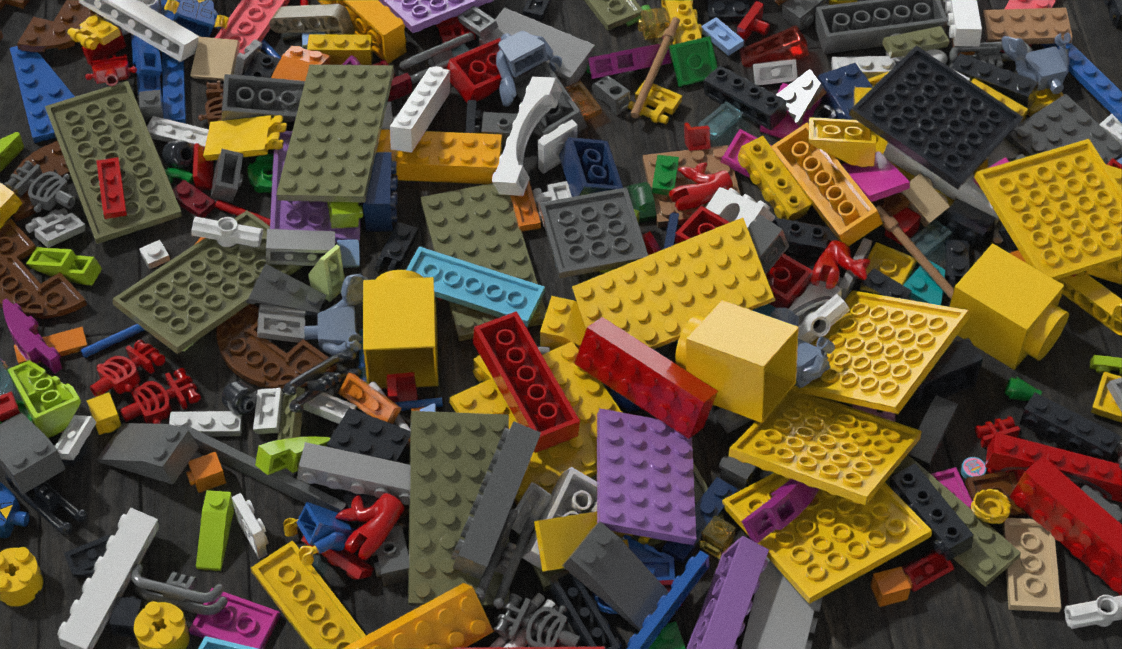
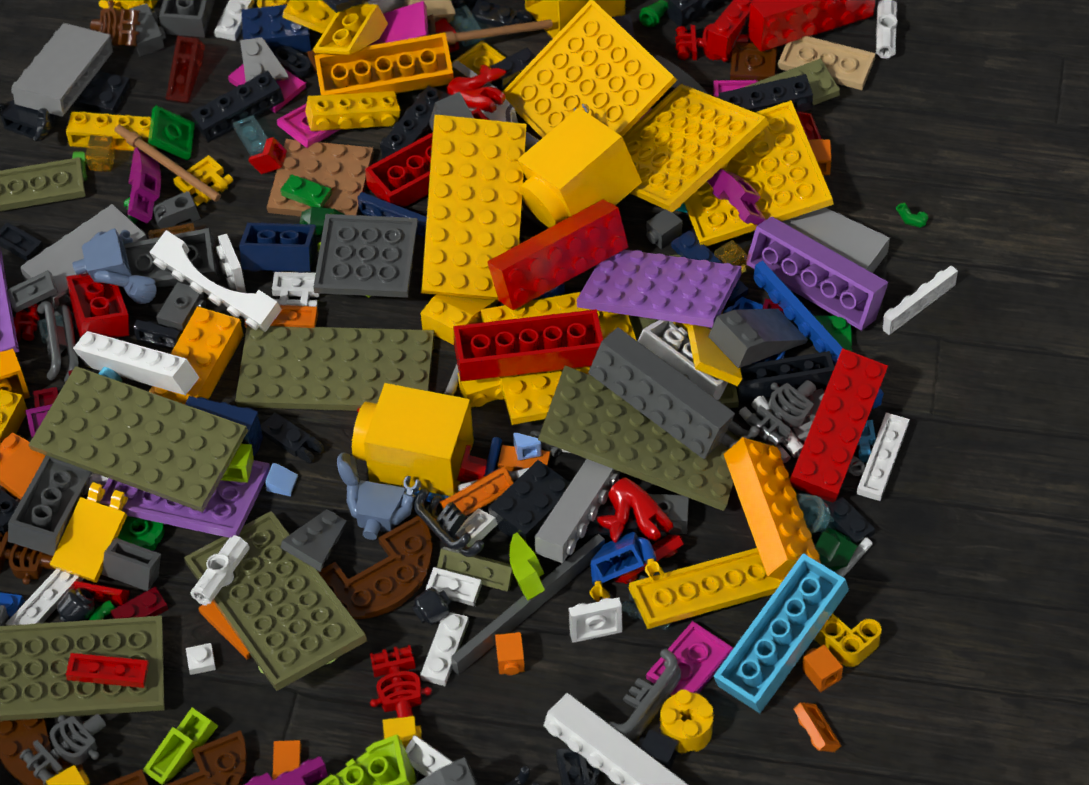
camera: 70 degrees left, 0 degrees up
(55, 227) = (131, 744): light grey plate -> none
(111, 340) = (300, 716): blue bar -> none
(116, 370) = (352, 709): red torso -> none
(150, 450) = (467, 697): dark grey slope -> none
(214, 530) = (580, 658): lime slope -> none
(237, 210) = (178, 567): red bar -> none
(281, 323) = (351, 552): light grey plate -> none
(297, 246) = (266, 510): light grey brick -> none
(328, 274) = (310, 491): yellowish green slope -> none
(477, 286) = (388, 362): medium azure plate -> none
(702, 192) = (343, 157): red piece -> none
(722, 36) = (143, 104): light blue plate -> none
(733, 206) = (404, 125): white arch -> none
(753, 22) = (141, 78): red tile -> none
(775, 72) = (213, 77): white plate -> none
(827, 314) = (529, 115): white piece -> none
(924, 287) = (513, 43): teal wing -> none
(973, 467) = (718, 70): tile -> none
(991, 506) = (771, 62): yellow hair -> none

